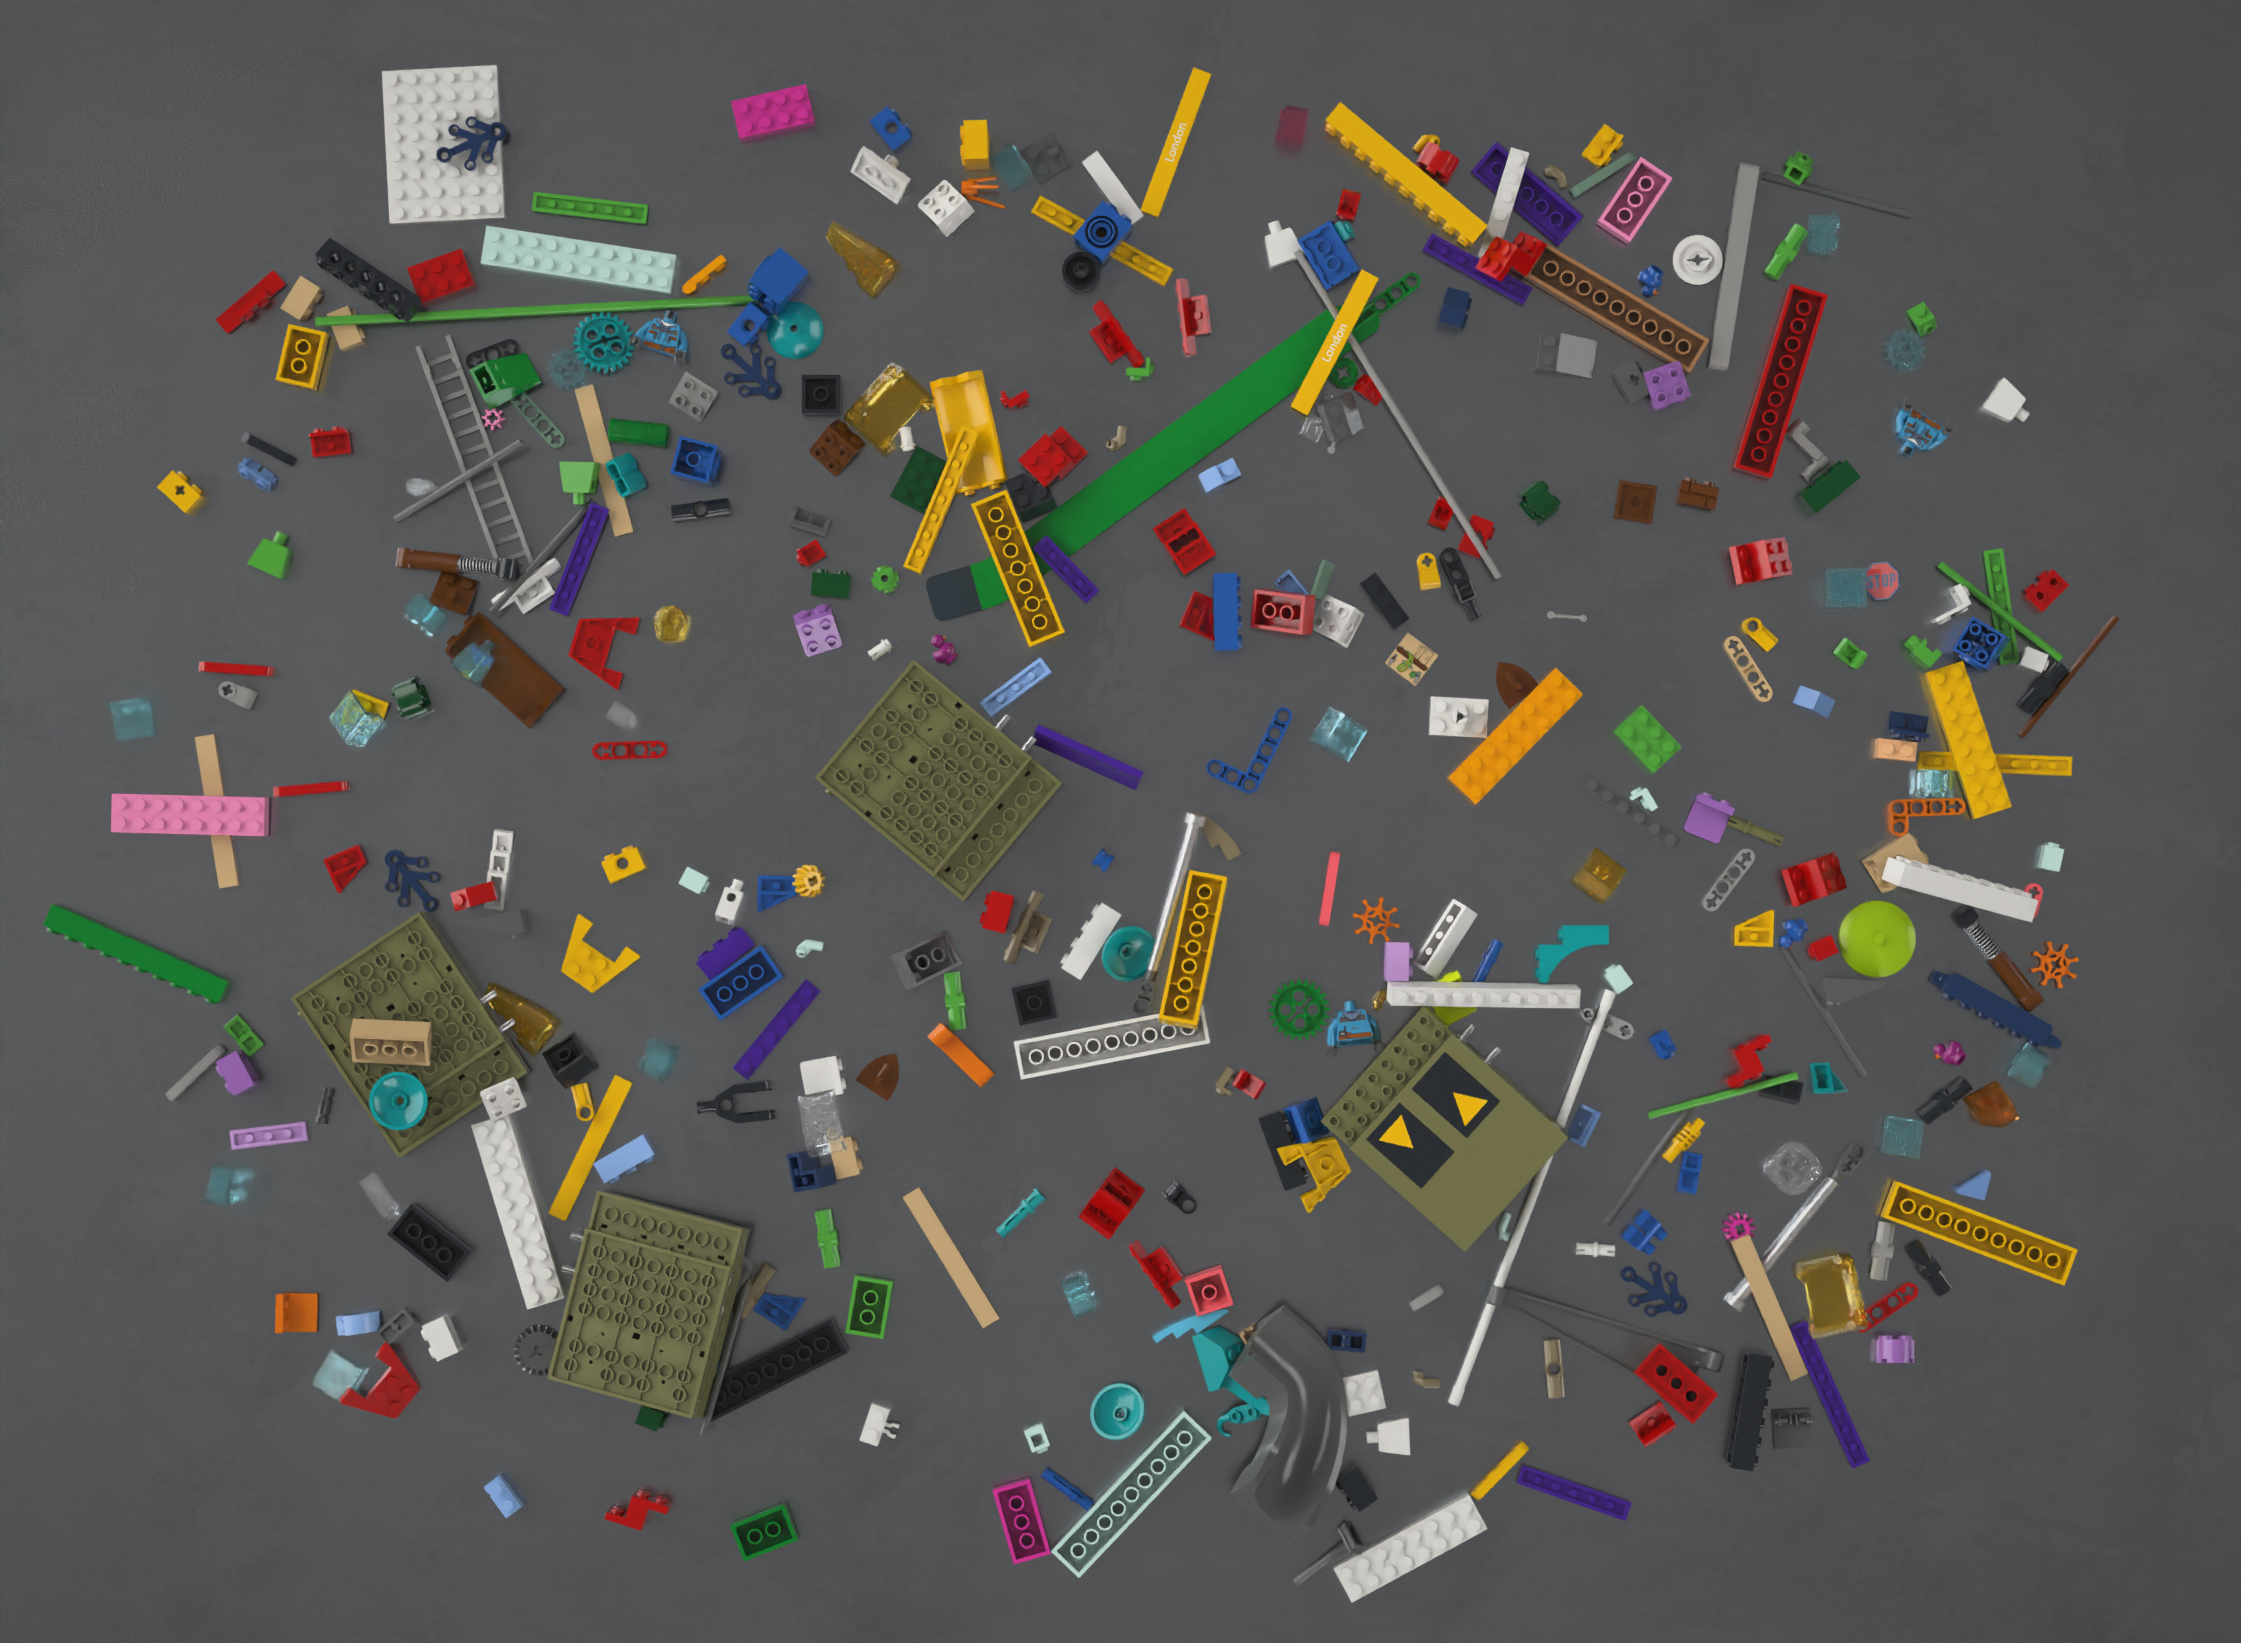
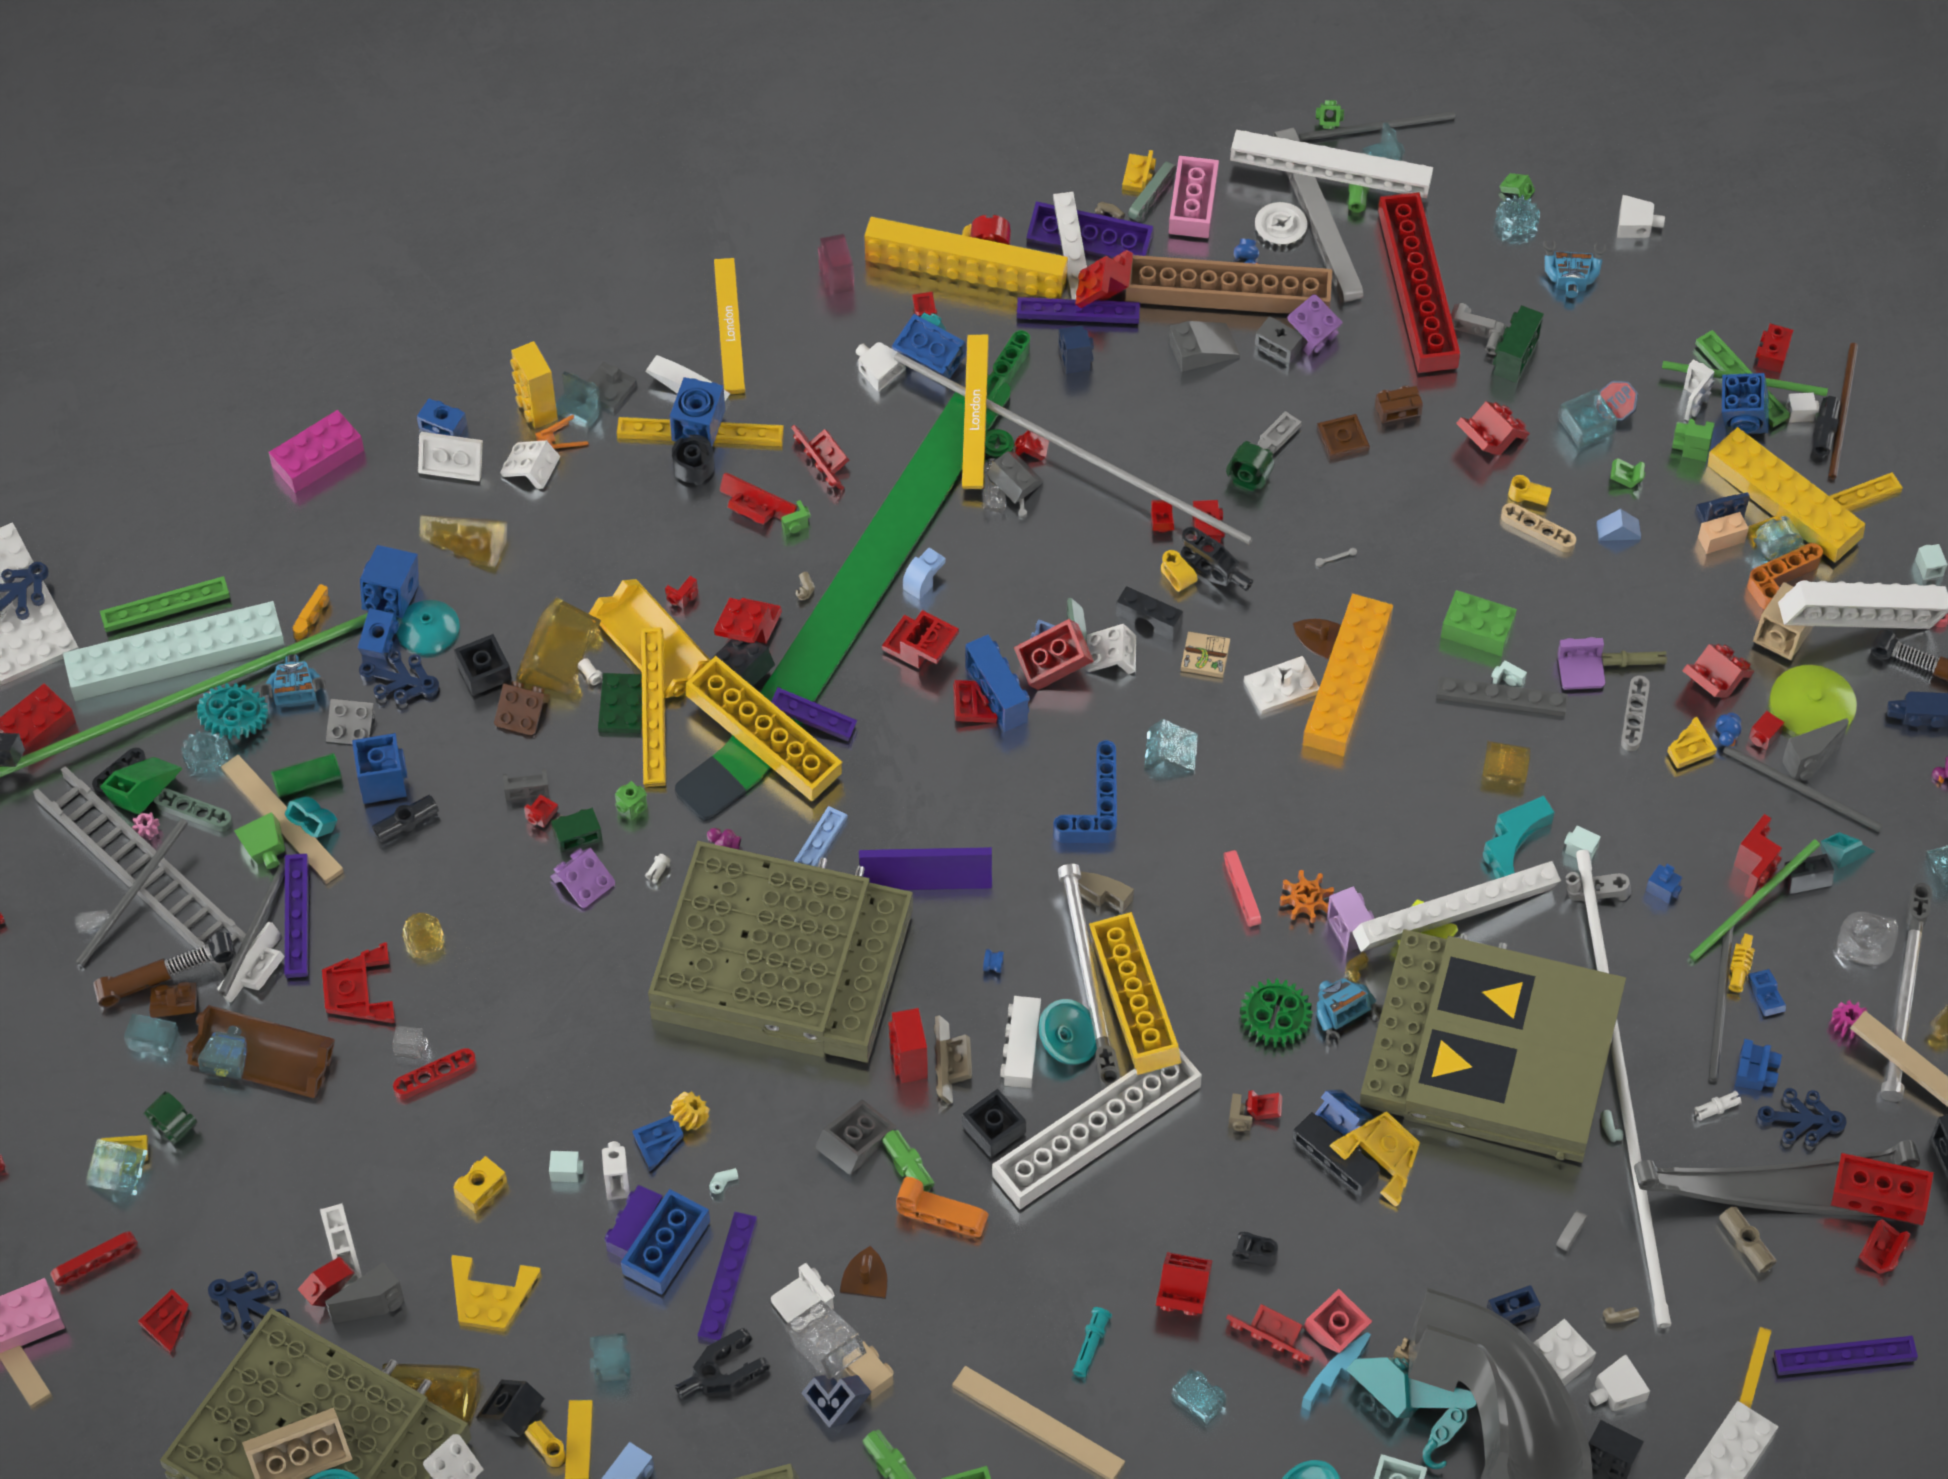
camera: 30 degrees left, 30 degrees down
(1444, 938) = (1386, 875): white brick -> none
(1488, 961) = (1442, 878): blue pin -> none
(1580, 476) = (1279, 432): none -> light grey hinge
(1583, 1125) = (1633, 998): medium blue hinge -> none
(1768, 228) = (1331, 163): none -> white brick

